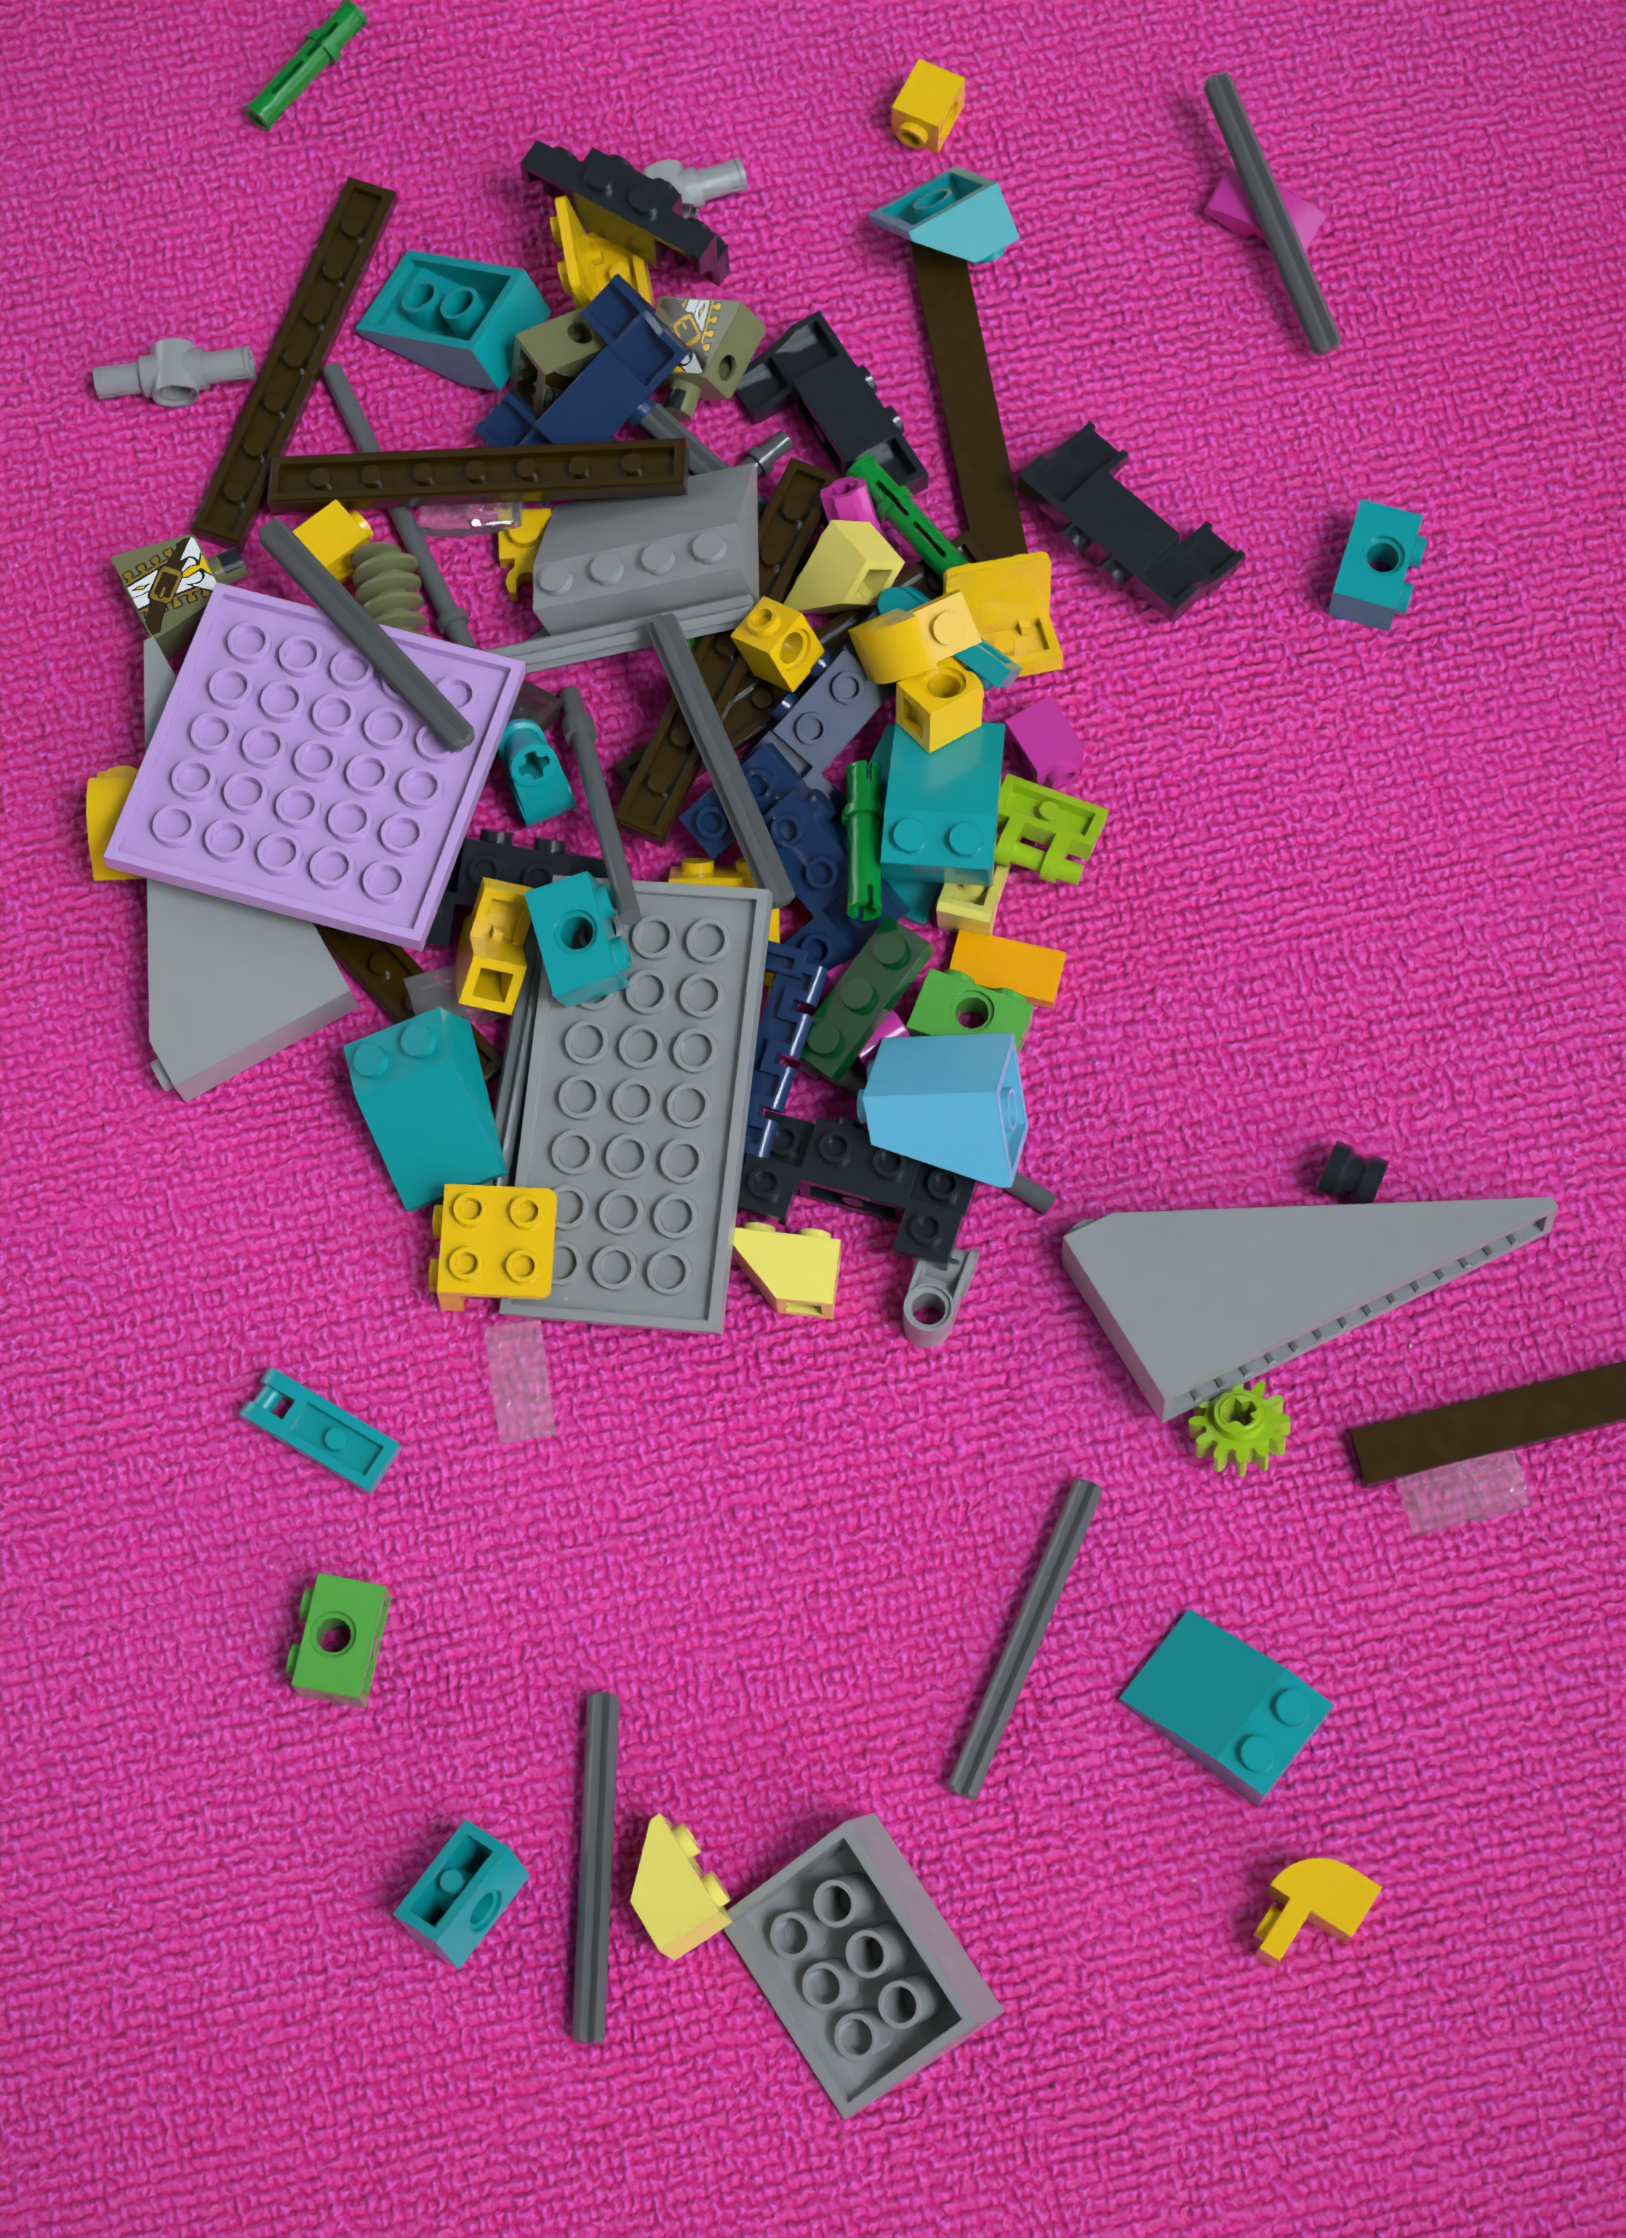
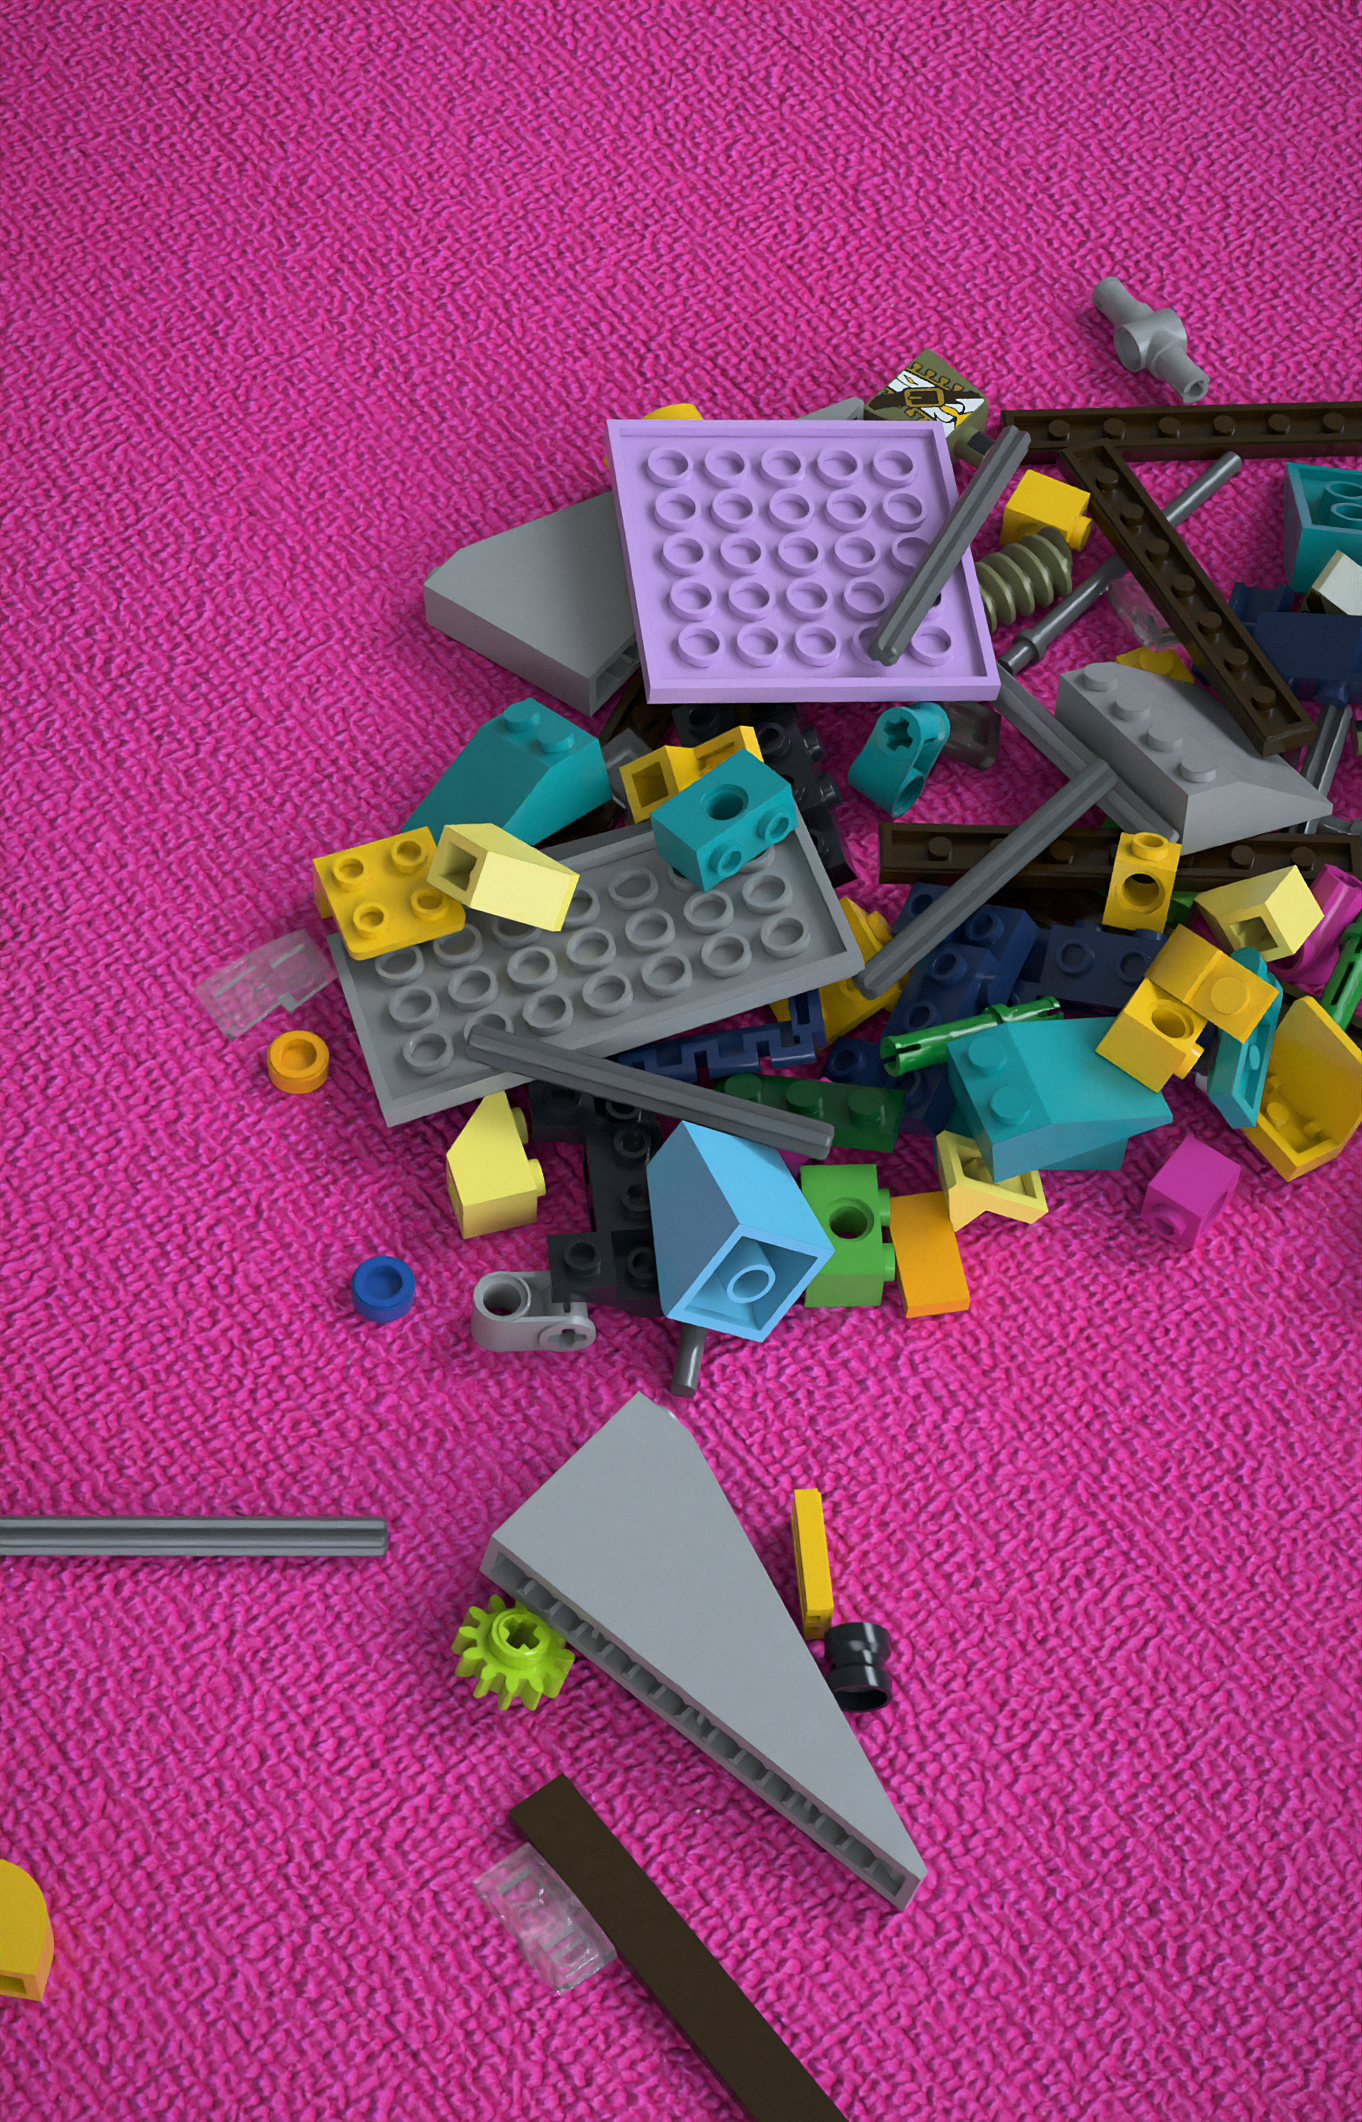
camera: 60 degrees right, 15 degrees down
(321, 1431) = (138, 840): teal plate -> none
(542, 1141) = (502, 875): none -> light yellow slope
(581, 735) = (965, 783): dark grey bar -> none
(607, 1384) = (298, 1062): none -> light orange tile
(805, 1113) = (649, 1091): none -> dark grey axle
(858, 1400) = (383, 1289): none -> blue tile
(1049, 819) = (1109, 1220): lime plate -> none
(1227, 1705) = (188, 1764): teal slope -> none
(1251, 1172) = (811, 1563): none -> yellow tile

